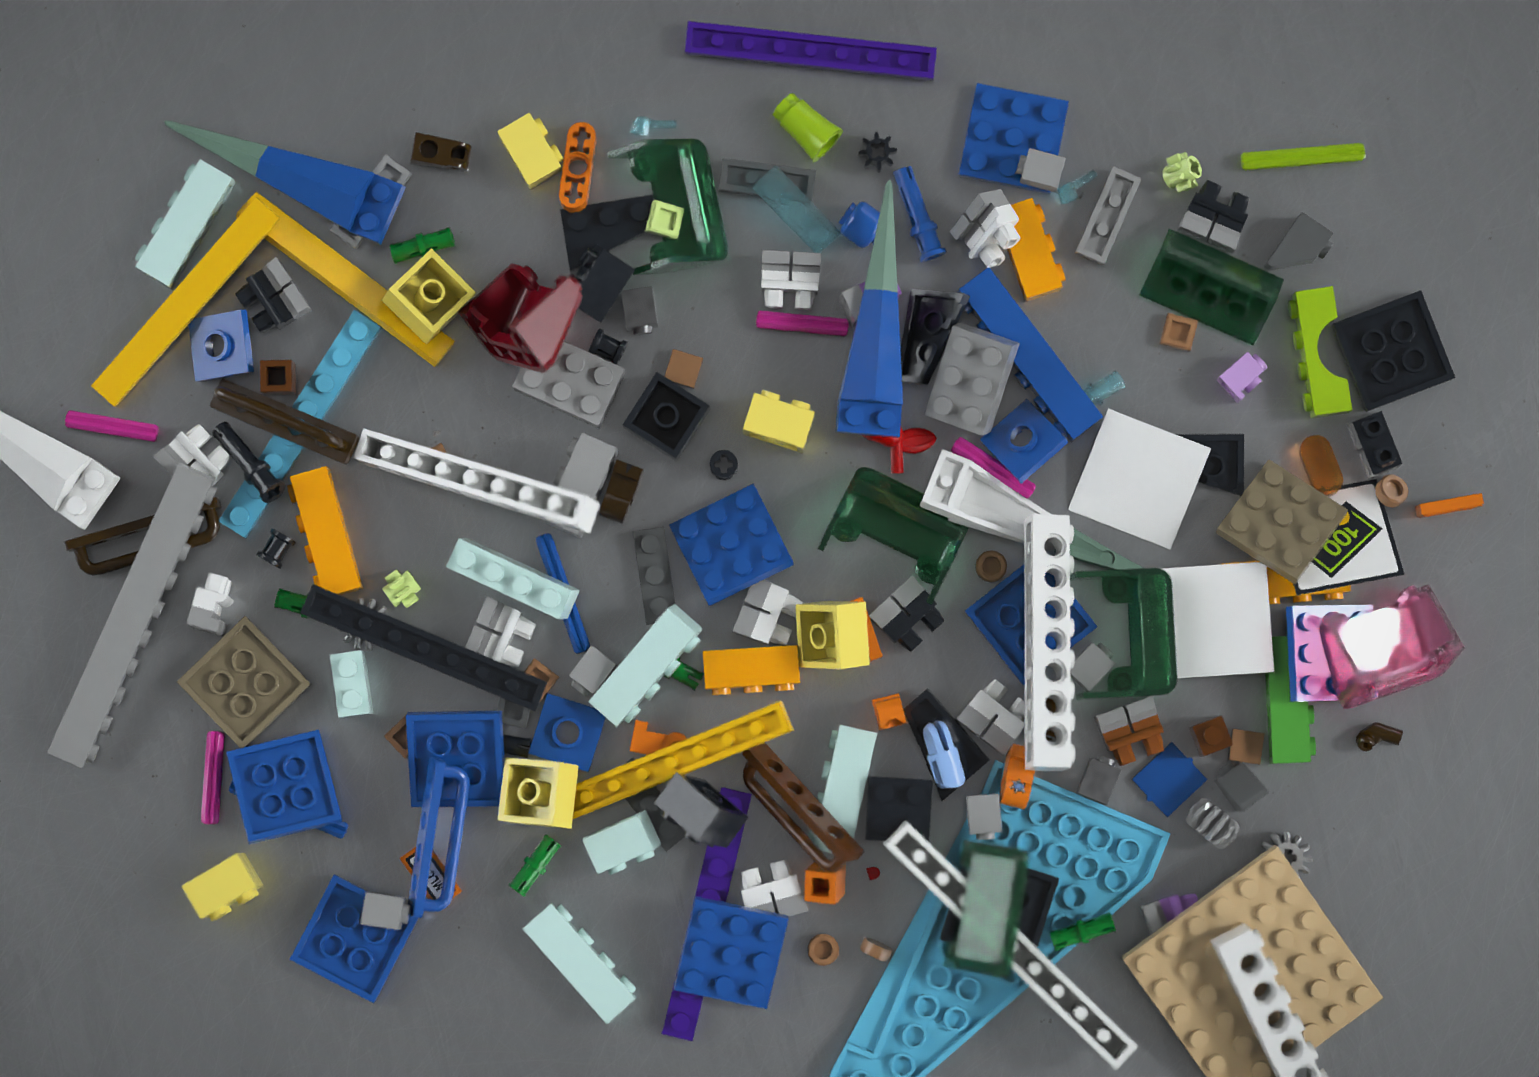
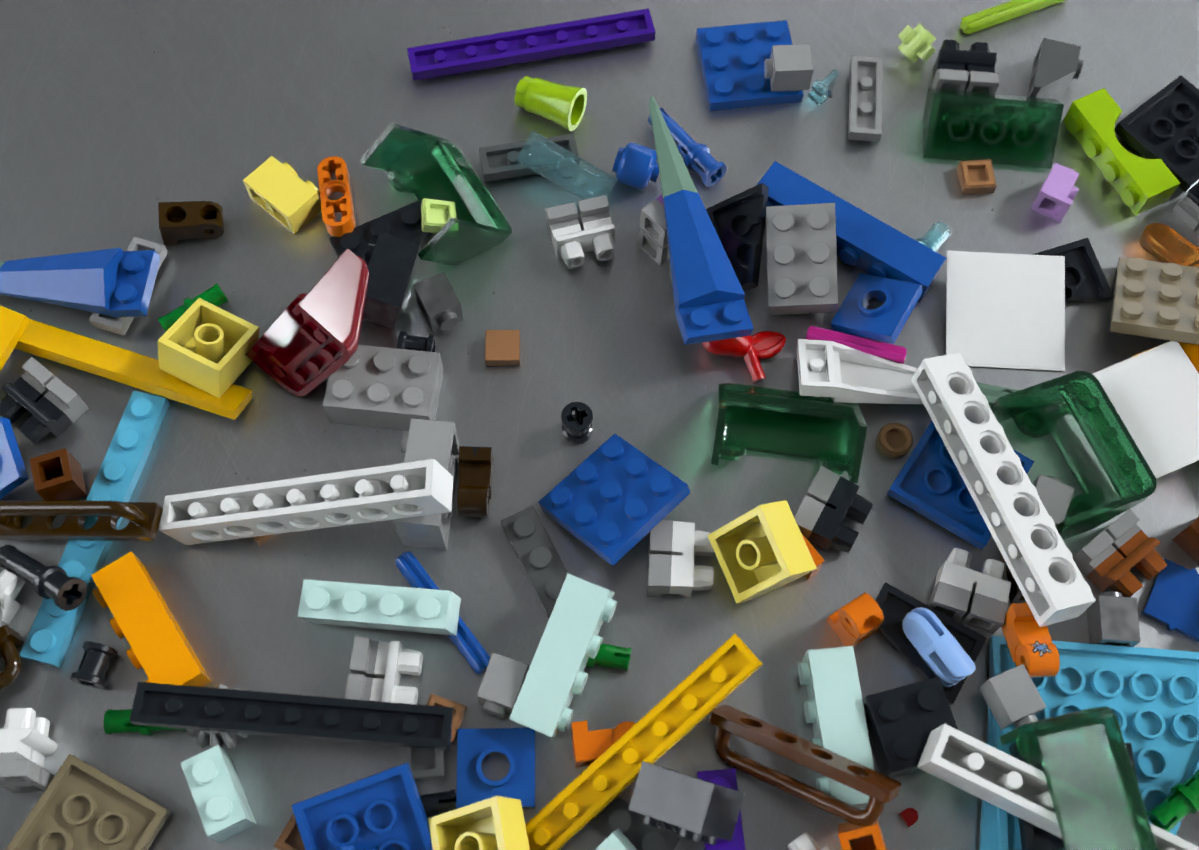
camera: 20 degrees left, 20 degrees down
(401, 588) = (253, 662): yellowish green gear -> none
(666, 416) = (499, 390): black brick -> none
(751, 669) = (683, 624): light orange brick -> none
(778, 421) = (621, 358): light yellow brick -> none
(802, 323) = (609, 271): dark pink axle -> none
(876, 143) = (626, 104): black gear -> none
(986, 225) = (759, 125): white hips -> none
(1032, 254) = (804, 142): light orange brick -> none

